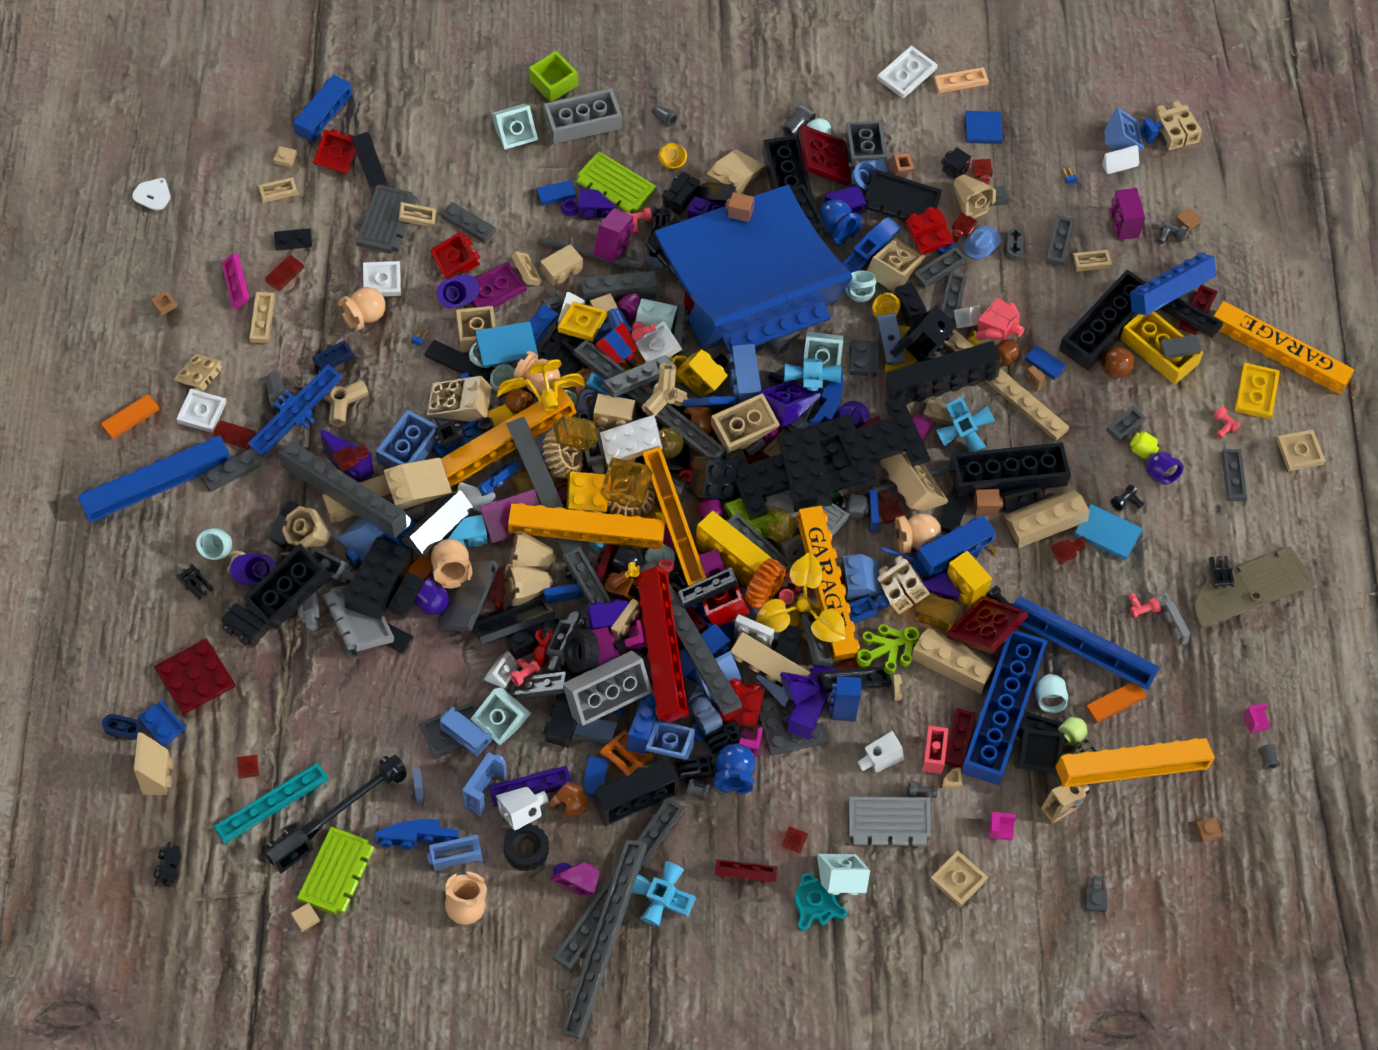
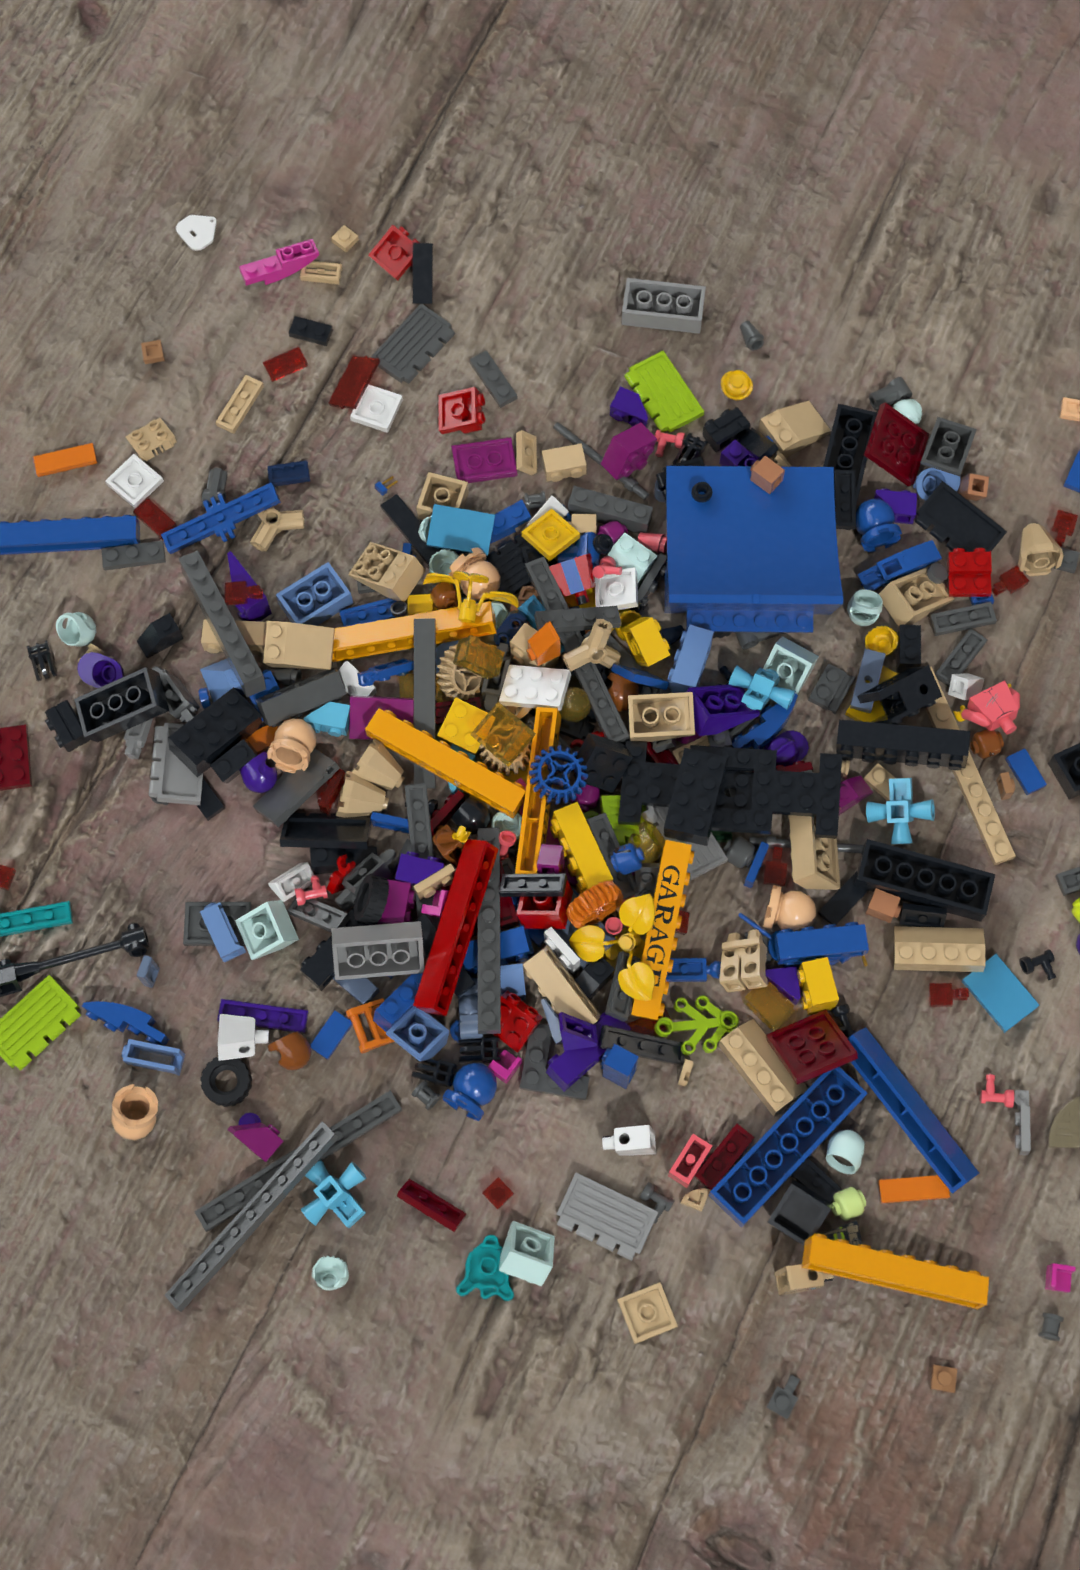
camera: 30 degrees right, 10 degrees up
(235, 280) = (232, 354): dark pink plate -> none
(243, 194) = (285, 263): none -> dark pink slope
(306, 527) = (168, 651): tan cone -> none
(322, 108) = (405, 199): blue brick -> none
(352, 265) = (354, 382): none -> clear red piece
(363, 307) = (343, 431): light nougat tile -> none
(416, 217) = (439, 356): tan tile -> none
(449, 434) = (357, 606): black brick -> none
(458, 291) = (442, 451): dark purple piece -> none
(473, 793) = (210, 992): medium blue panel -> none
(515, 126) = (589, 290): light aqua slope -> none
(553, 76) = (654, 250): lime piece -> none
(556, 192) = (598, 380): blue tile -> none
(570, 207) = (603, 401): dark purple plate -> none
(626, 400) = (544, 645): none -> orange slope
(629, 312) = (602, 544): none -> black plate
(636, 791) = (359, 1072): black brick -> none
(668, 297) = (653, 541): none -> coral cone
(690, 956) = (330, 1273): none -> light aqua hair
(693, 504) = (563, 782): none -> blue gear
(695, 239) = (701, 487): none -> black plate
(774, 538) = (627, 858): none -> blue head
(860, 577) = (707, 933): medium blue slope -> none
(903, 240) = (937, 573): none -> dark grey tile
(907, 72) = (1036, 382): white plate -> none
(956, 163) = (1038, 506): black brick -> none
(982, 242) = (1024, 607): medium blue piece -> none
(1001, 826) = (721, 1275): dark pink panel -> none
(1010, 243) = (1061, 624): dark grey beam -> none

